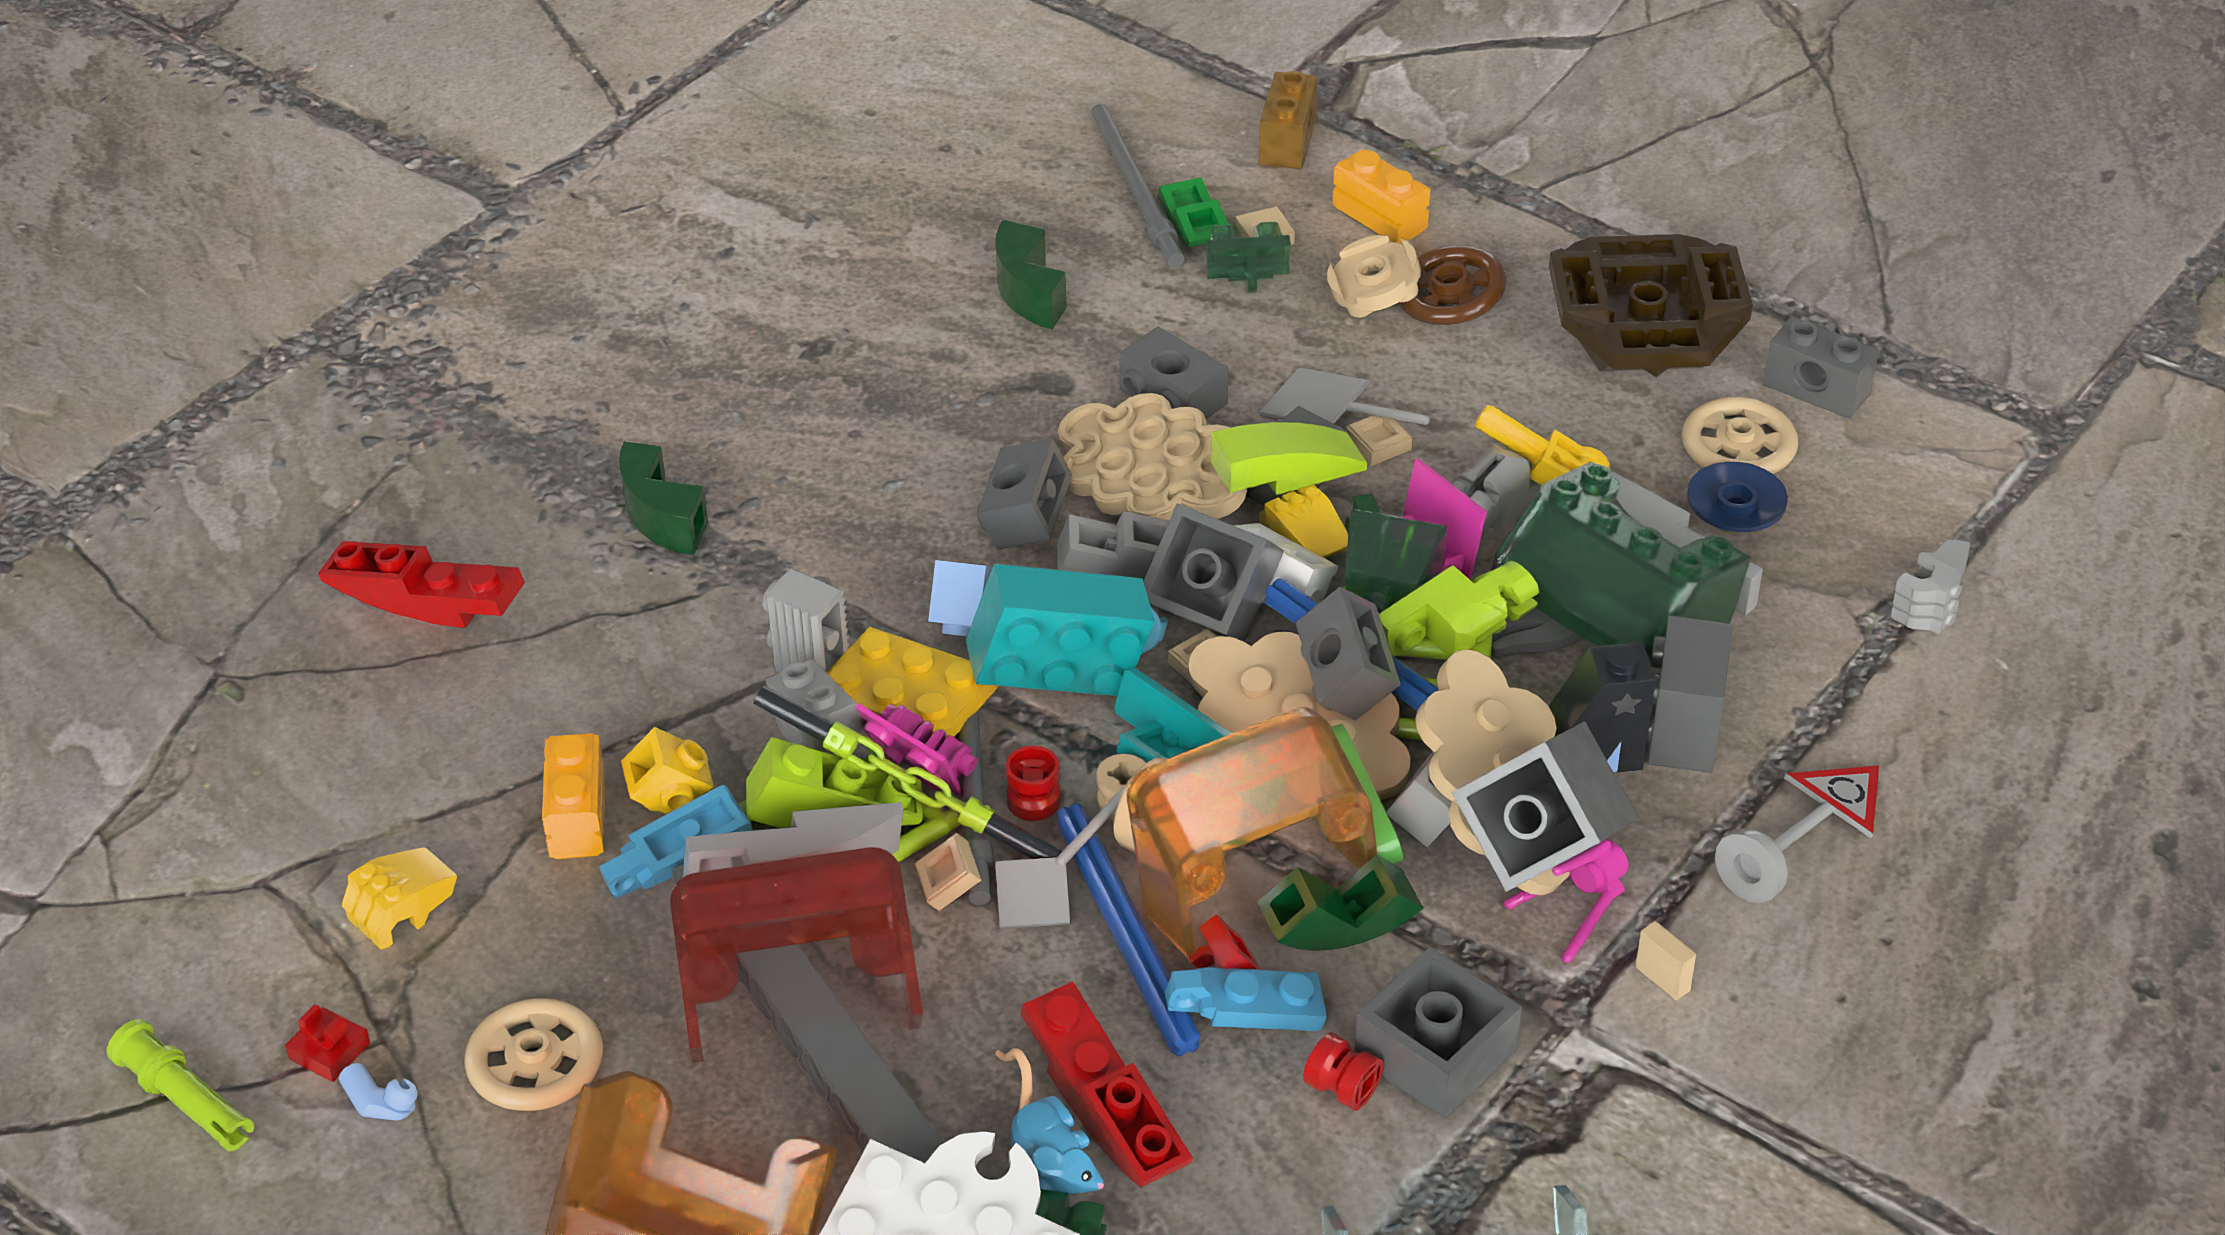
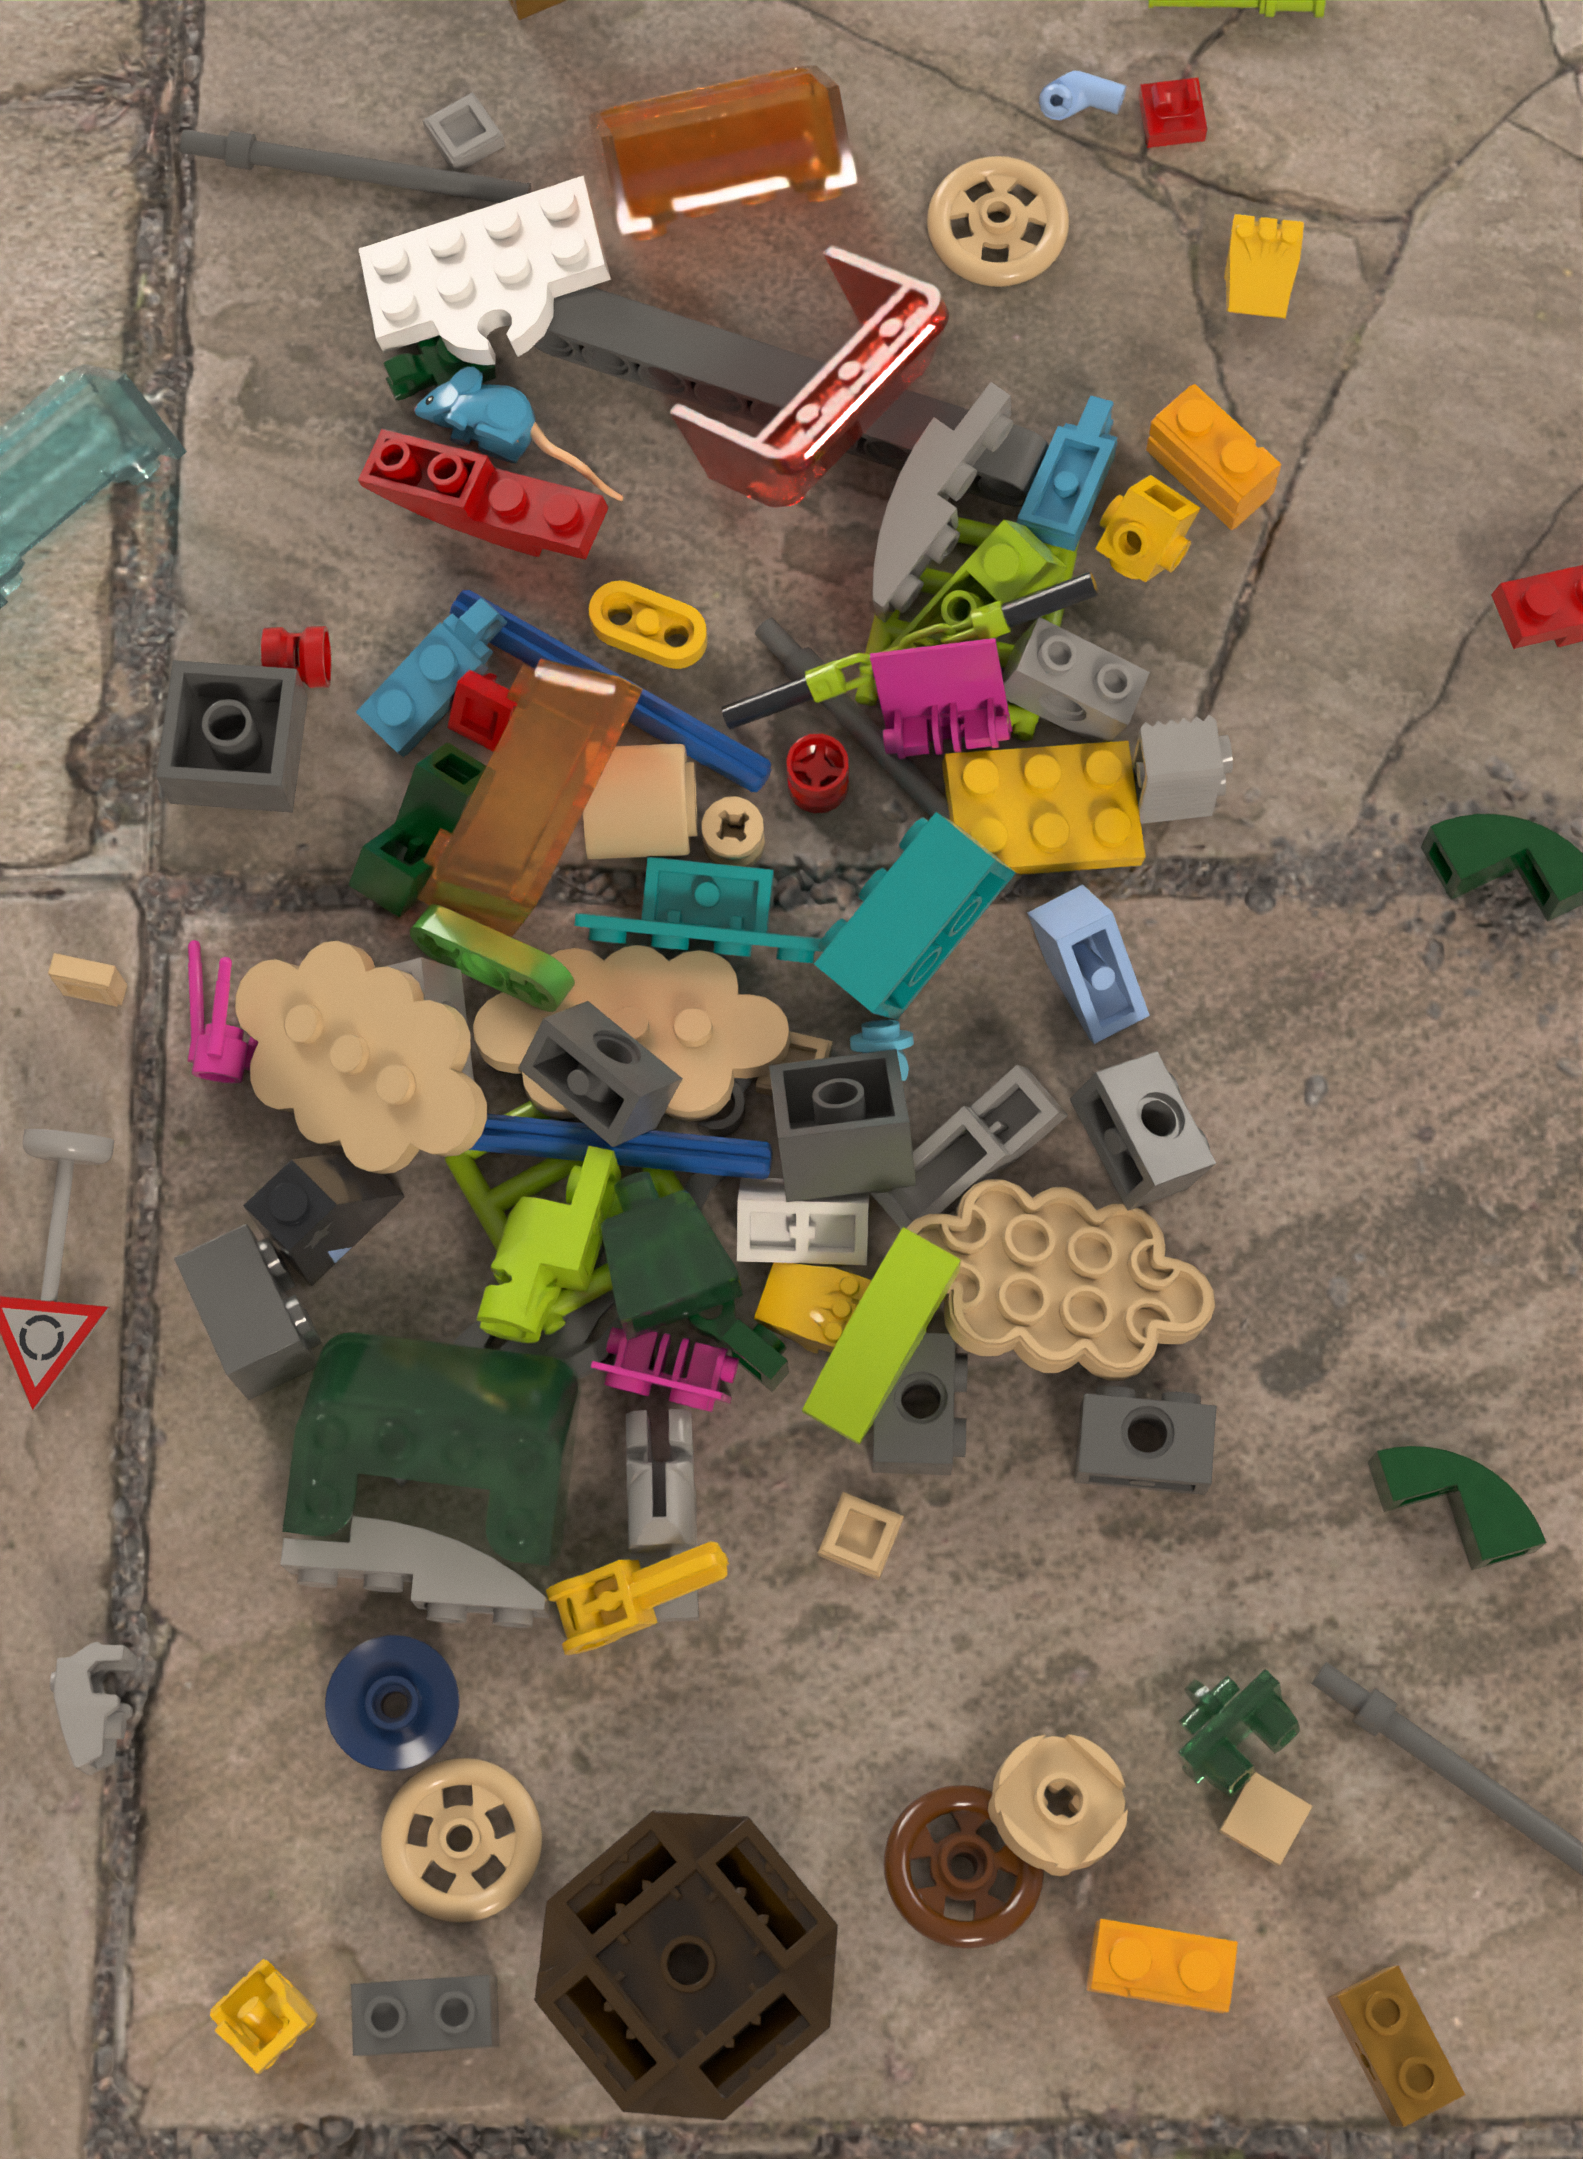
camera: 145 degrees right, 30 degrees up
(947, 872) = (810, 624): tan tile -> none
(1036, 889) = (718, 678): light grey piece -> none
(1069, 949) = (652, 623): none -> yellow plate
(1191, 210) = (1369, 1782): green slope -> none
(1328, 397) = (972, 1549): light grey piece -> none
(1545, 806) = (262, 1006): dark grey slope -> none
(1921, 401) = (262, 2016): none -> yellow hand

